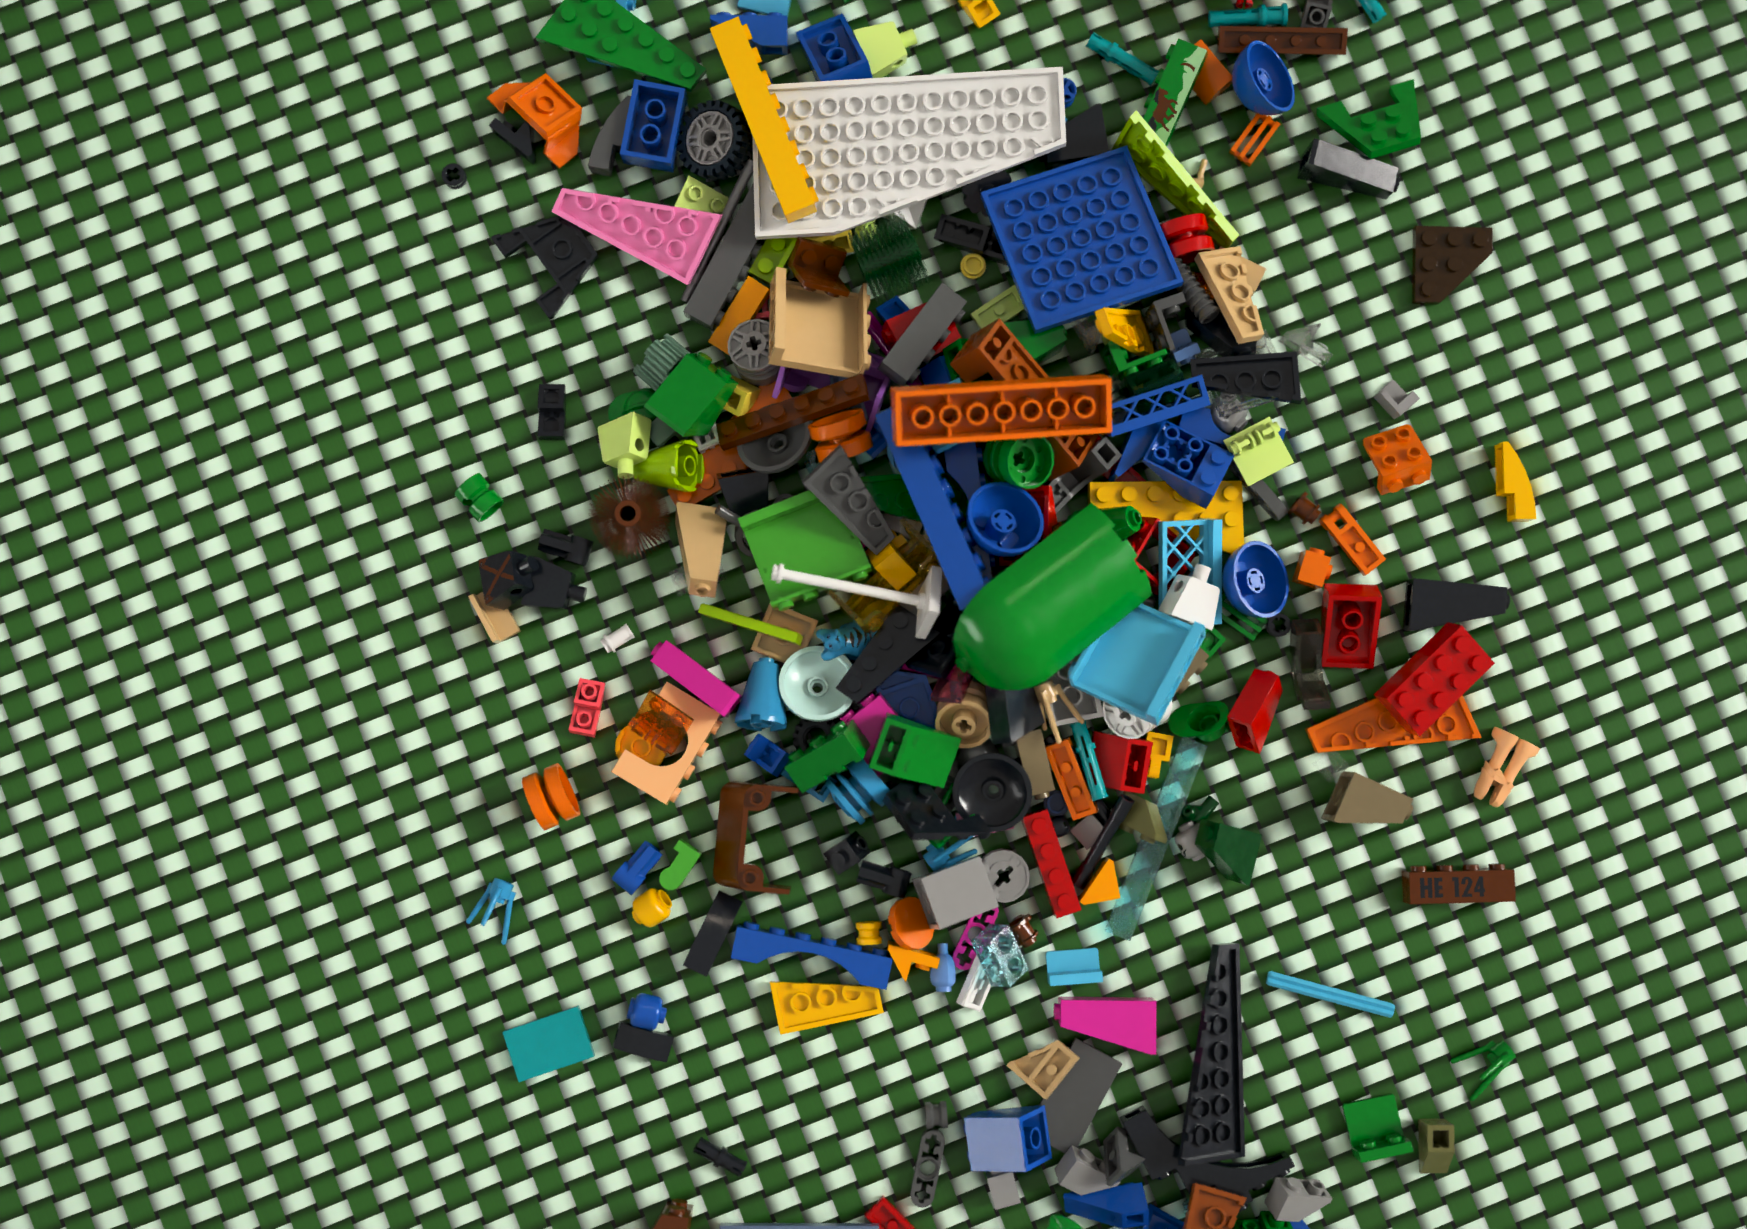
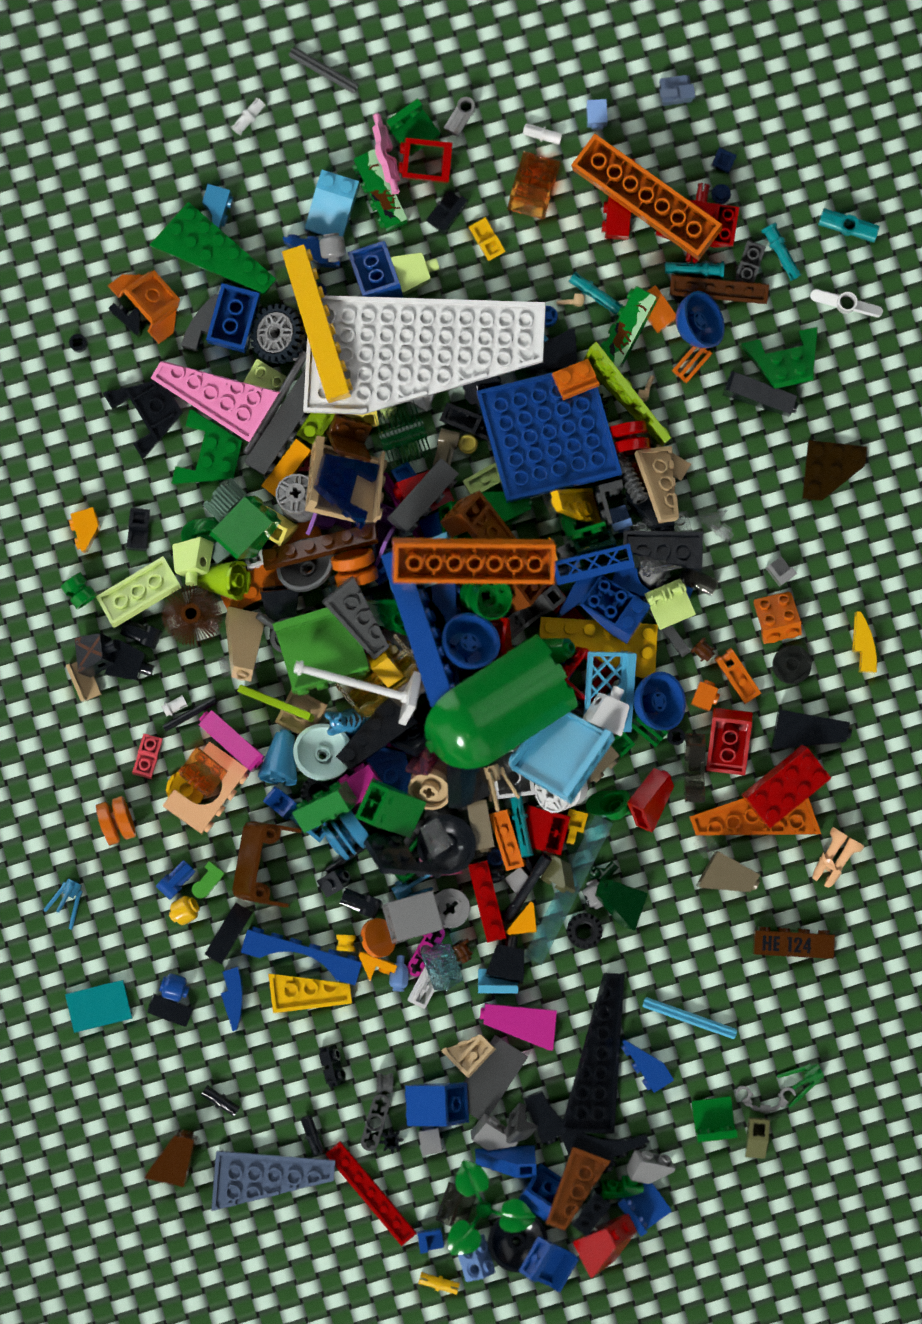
camera: 10 degrees right, 0 degrees up
(482, 413) = (86, 528): none -> light orange slope
(557, 493) = (138, 592): none -> yellowish green plate
(638, 647) = (189, 714): none -> black bar
(647, 306) = (217, 455): none -> green wing
(726, 1016) = (234, 996): none -> blue slope
(775, 20) = (332, 247): none -> light grey head
(808, 323) = (337, 481): none -> clear blue wing
(845, 1192) = (312, 1135): none -> black axle
(850, 827) = (341, 861): none -> black bar
(869, 1108) = (335, 1074): none -> black hinge
(946, 268) = (446, 444): none -> dark tan piece
(952, 1199) = (390, 1135): none -> black gear
(979, 785) = (436, 837): none -> clear slope
(1085, 940) = (507, 962): none -> black torso
(1099, 71) = (578, 300): none -> tan hand
(1109, 166) = (575, 379): none -> orange plate
(1197, 895) = (596, 930): none -> black tyre
(1288, 1067) = (652, 1069): none -> blue slope
(1290, 418) = (698, 580): none -> clear smoke piece
(1420, 519) = (792, 664): none -> pearl dark grey tile
(1434, 44) = (834, 300): none -> white piece
(1438, 1106) = (765, 1108): none -> light grey piece

